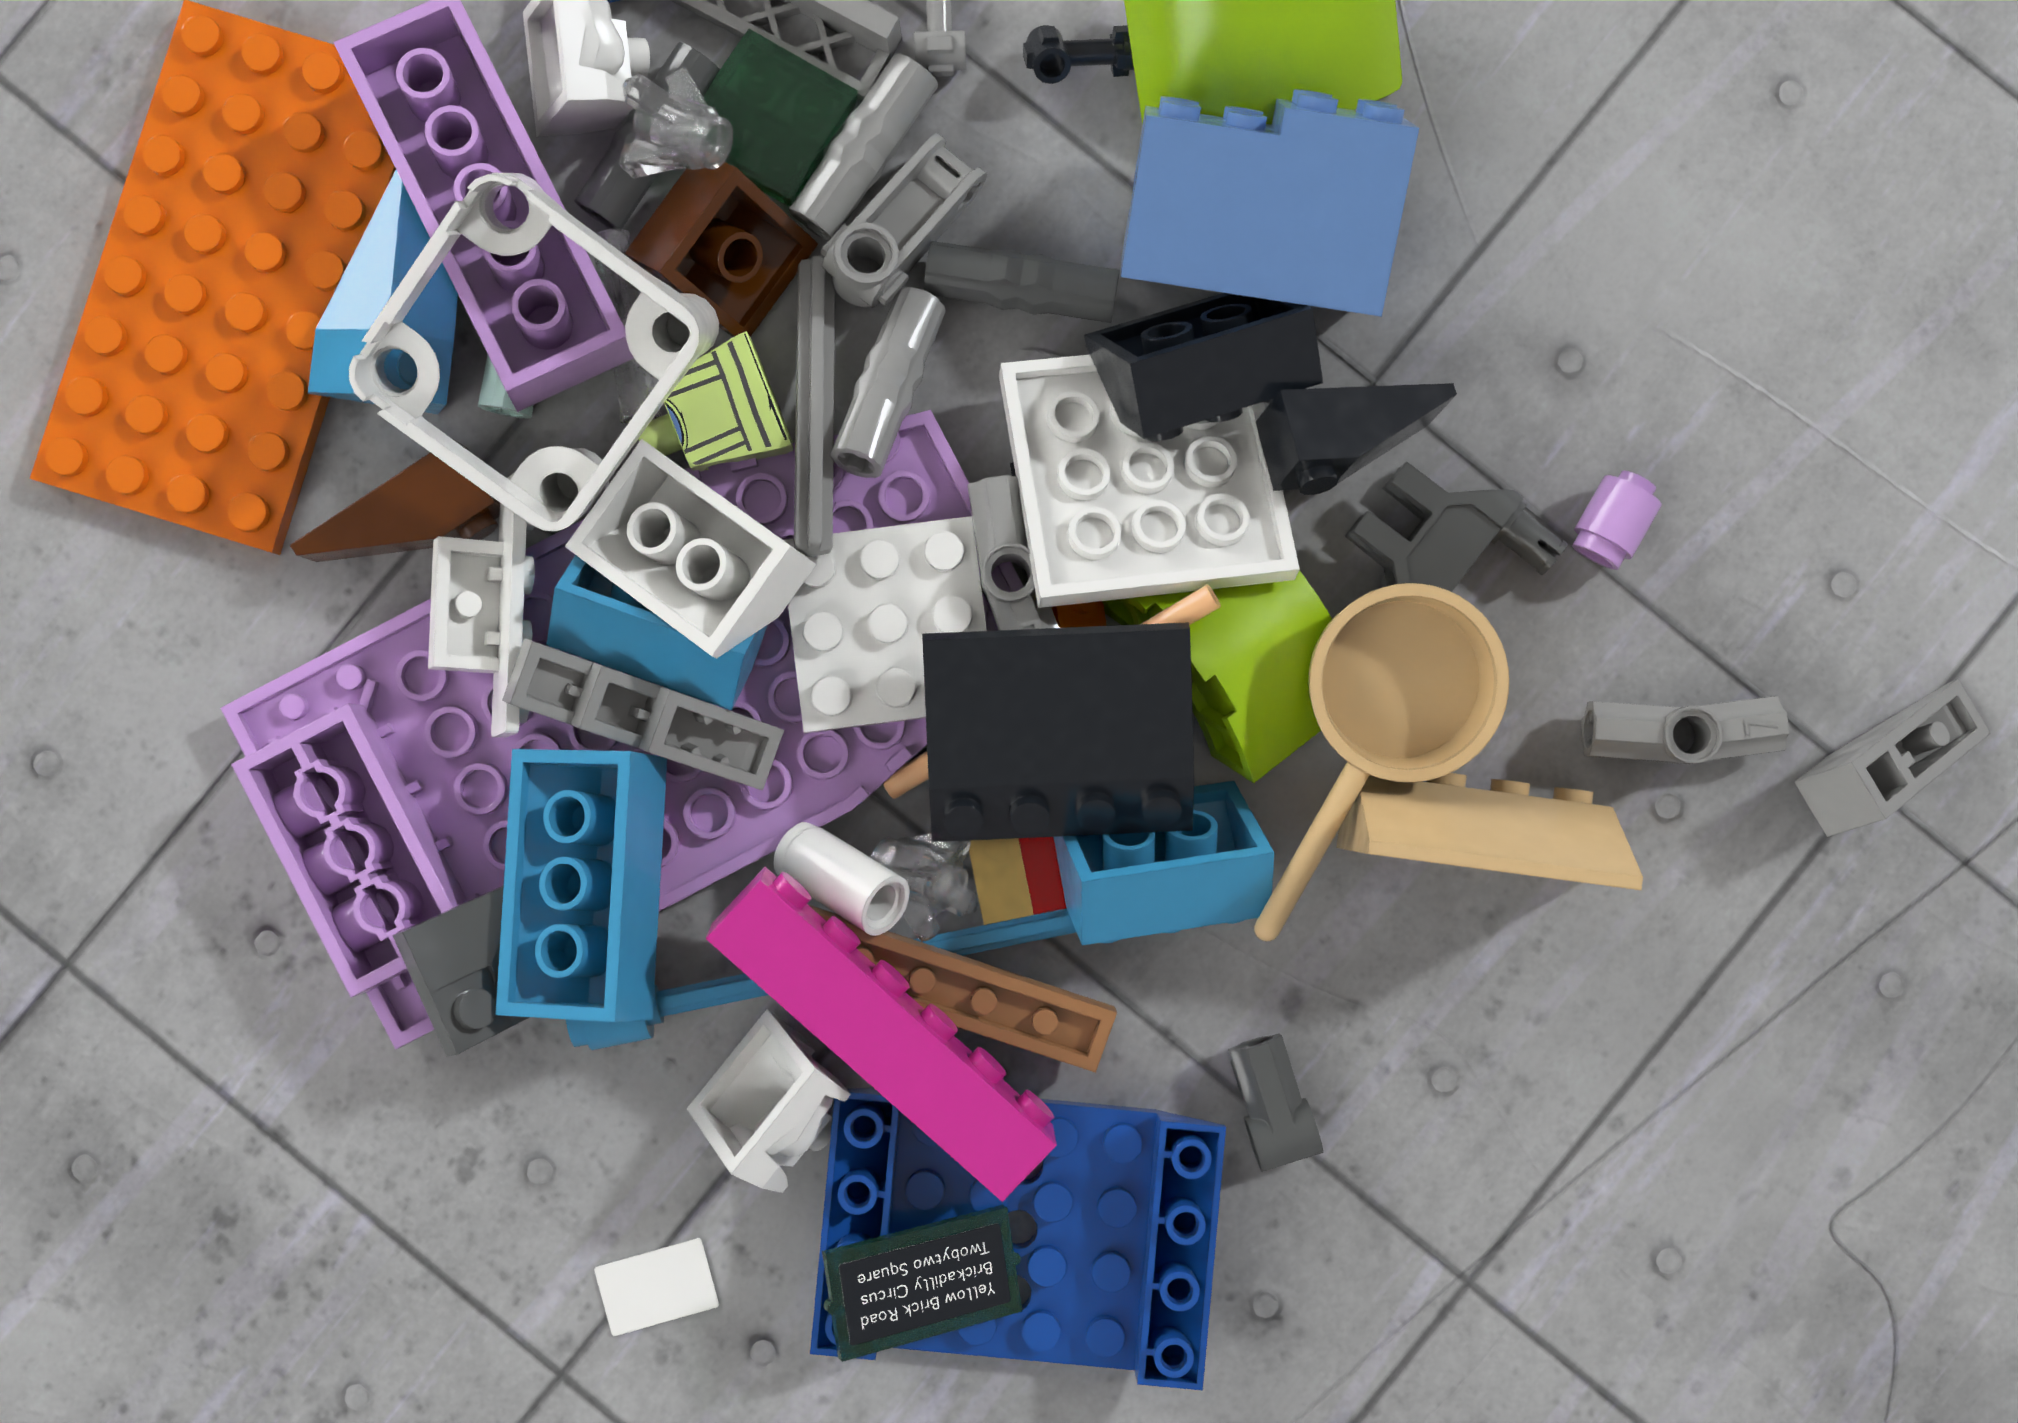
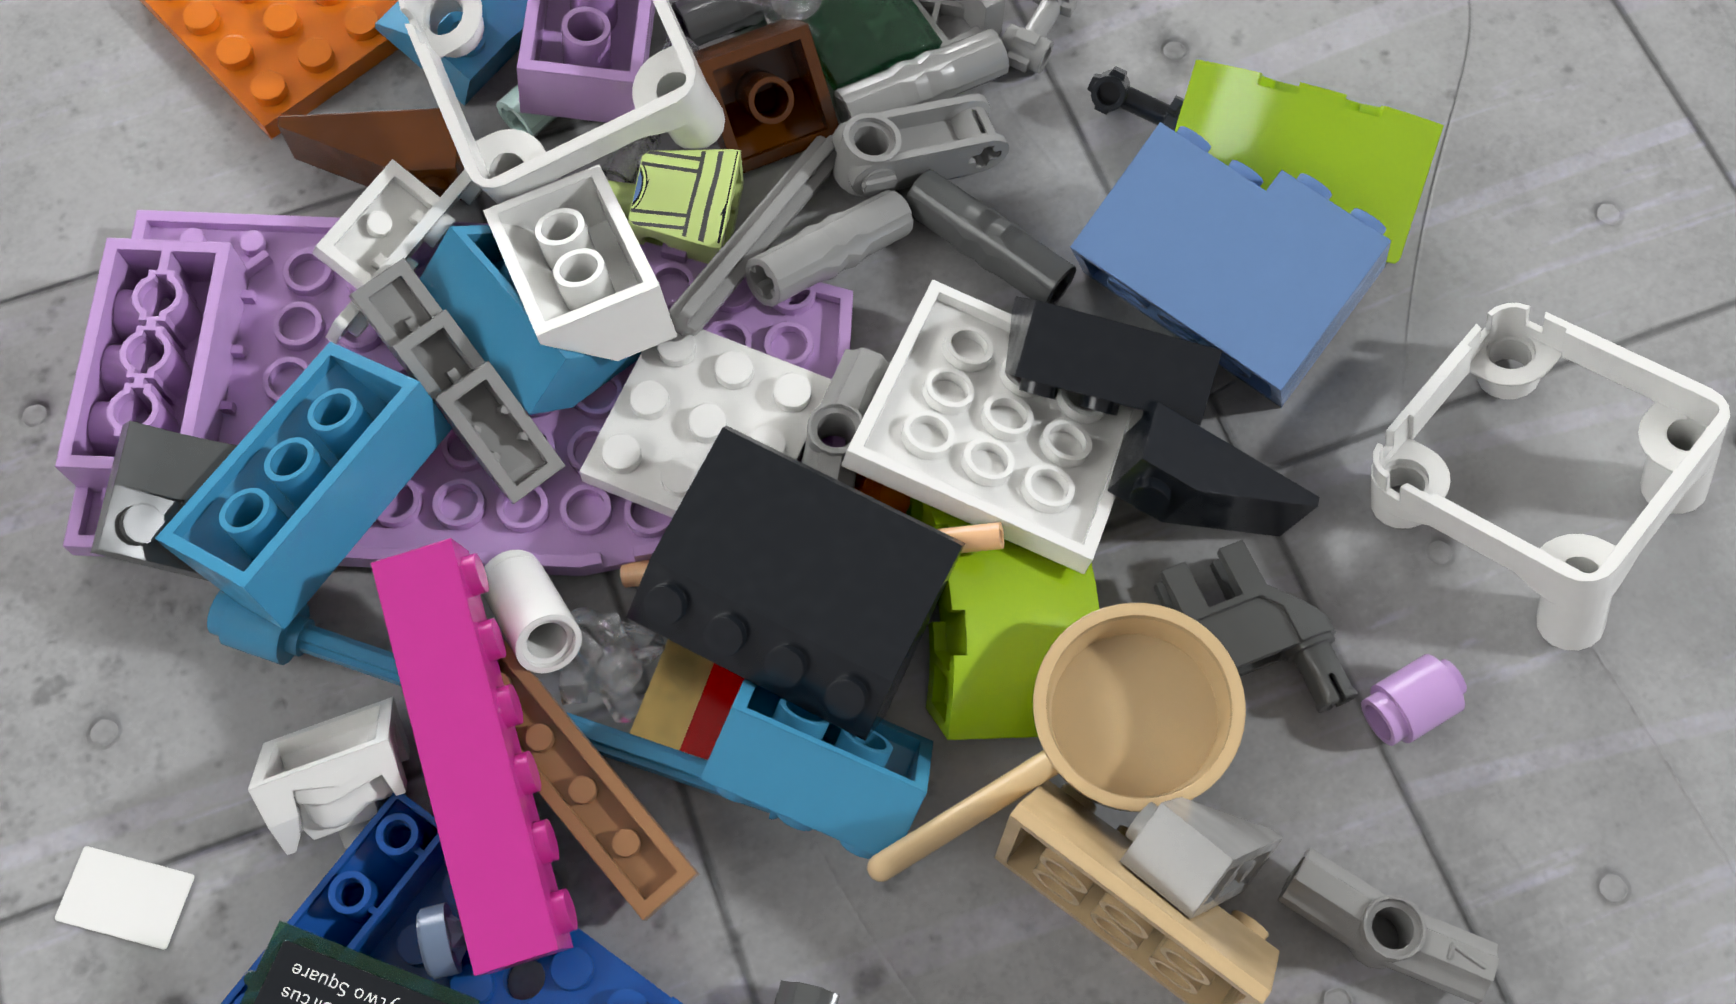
camera: 35 degrees right, 20 degrees down
(950, 1184) = (440, 941): none -> sand blue tile
(1519, 780) = (1196, 853): none -> light grey slope
(1742, 161) = (1572, 571): none -> white piece

